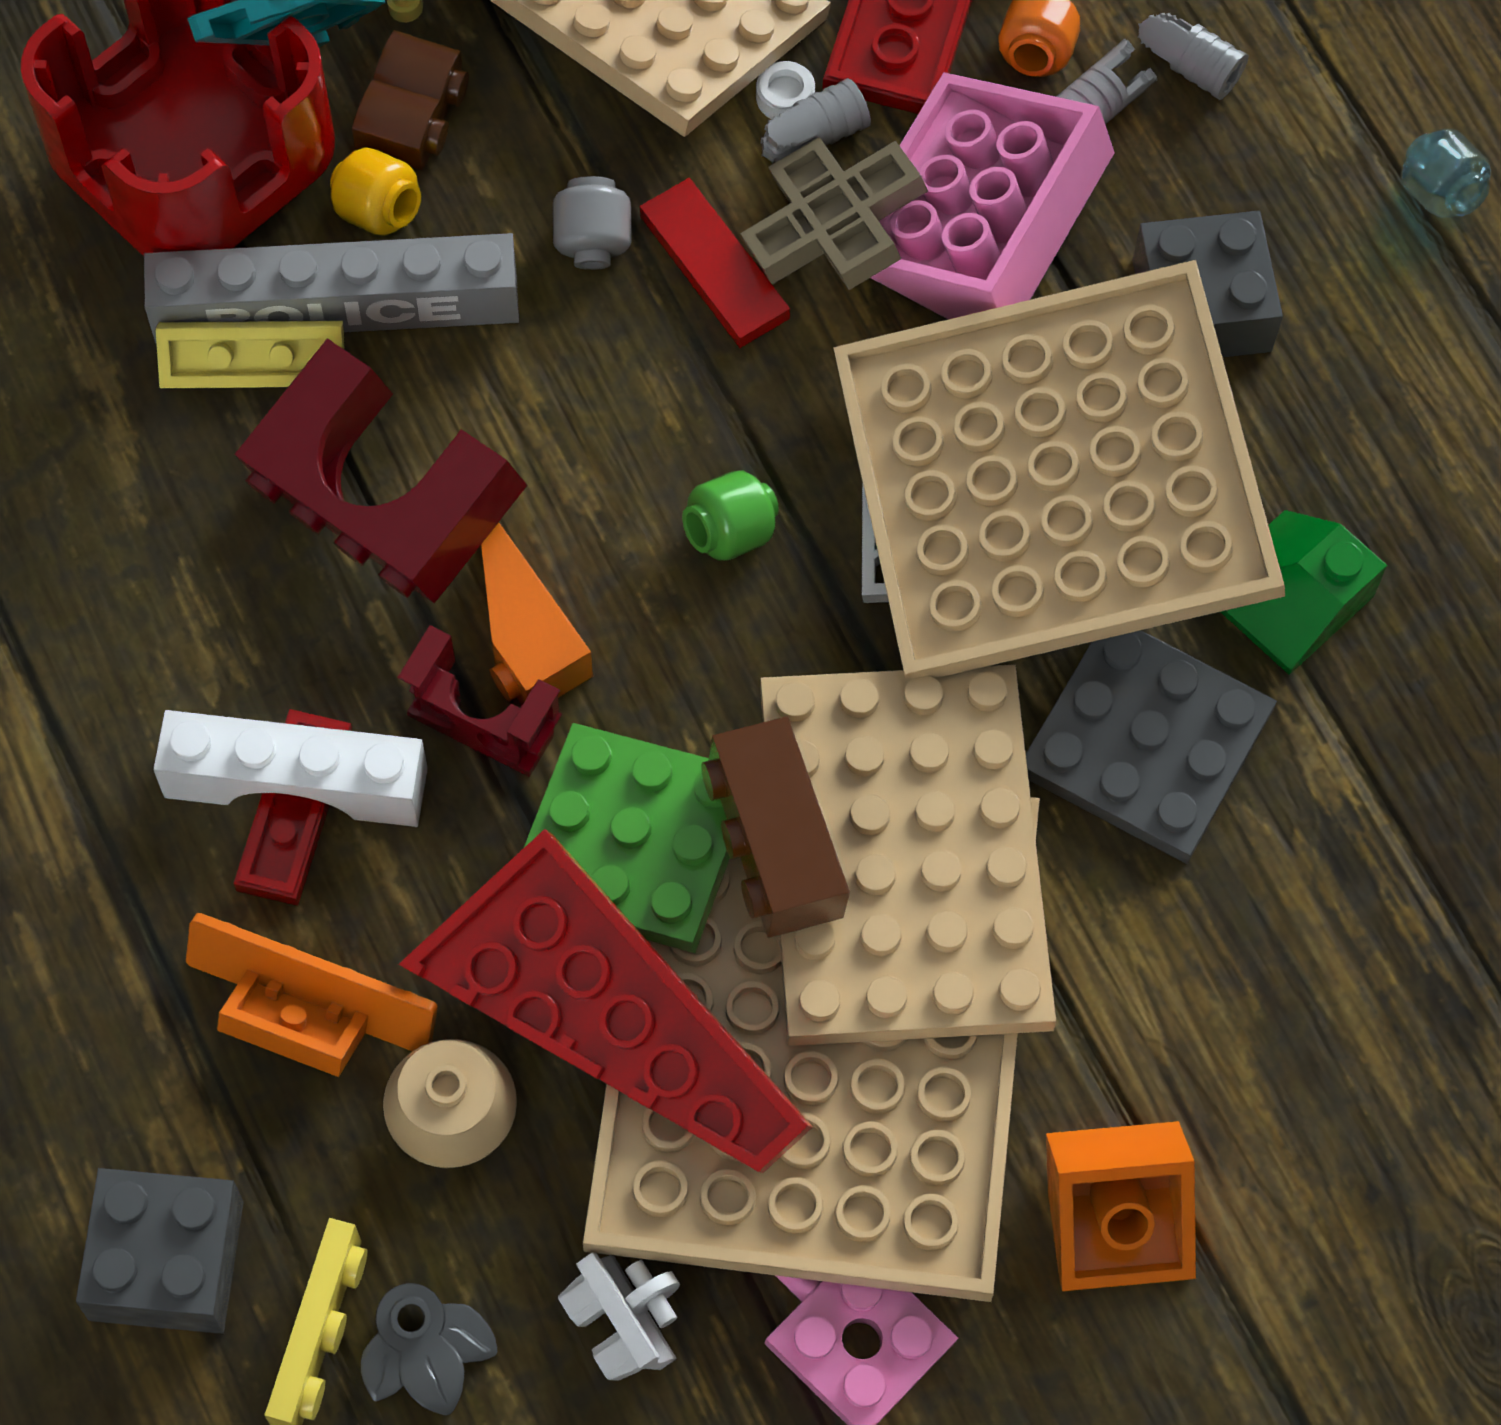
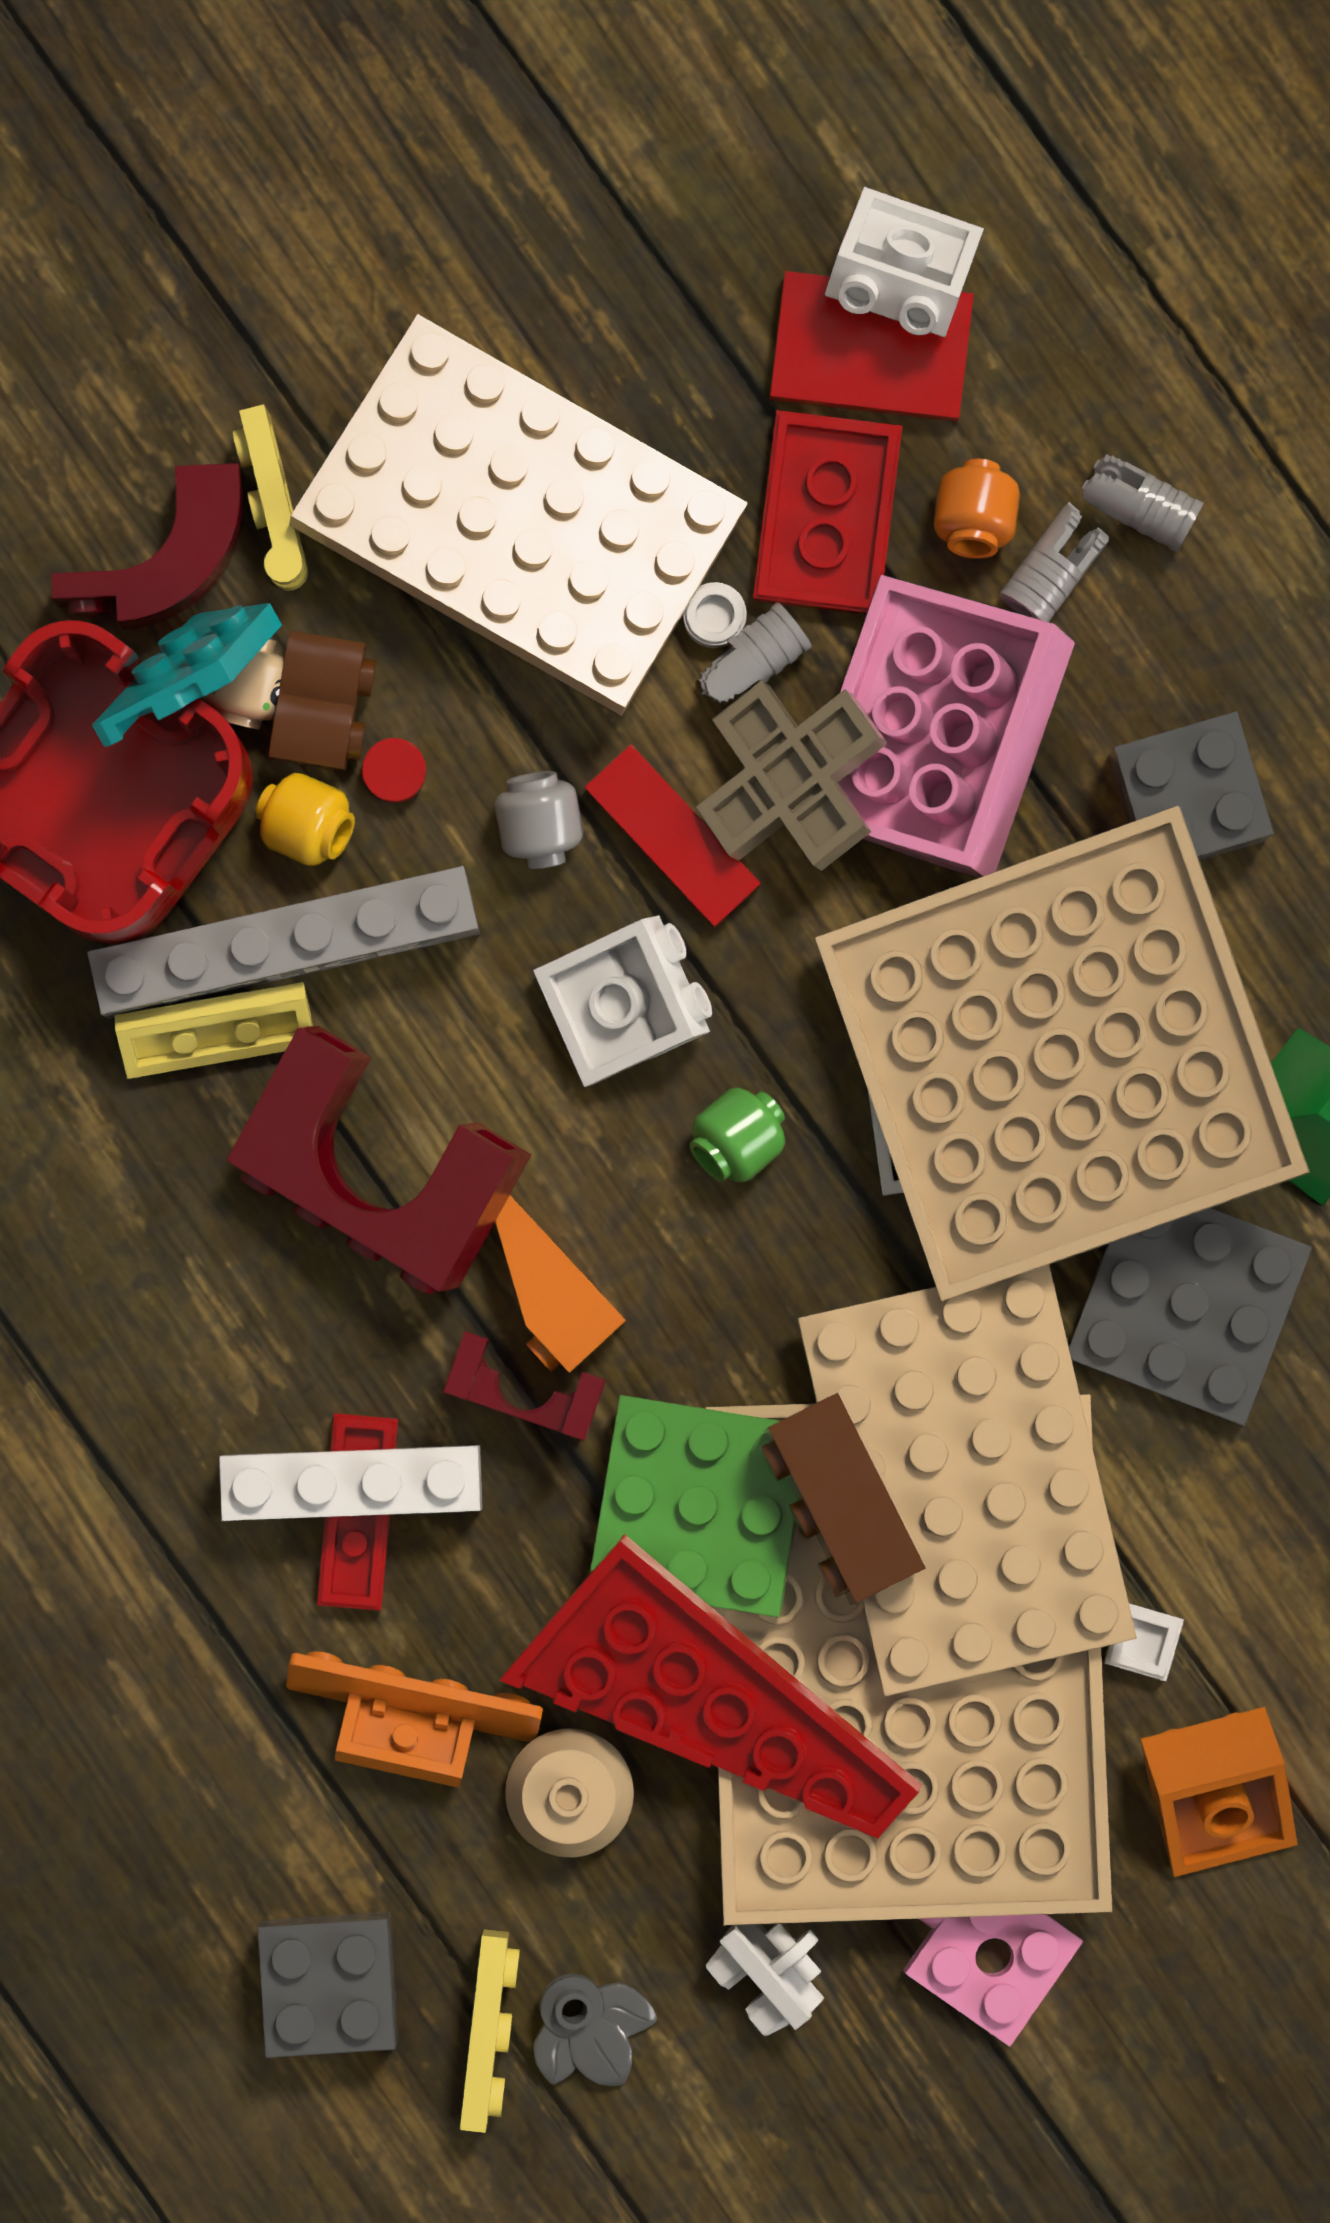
camera: 10 degrees left, 20 degrees up
(348, 67) = (253, 692): none -> tan head
(466, 172) = (394, 770): none -> red tile
(643, 382) = (624, 999): none -> white plate
(1062, 1054) = (1154, 1647): none -> white tile

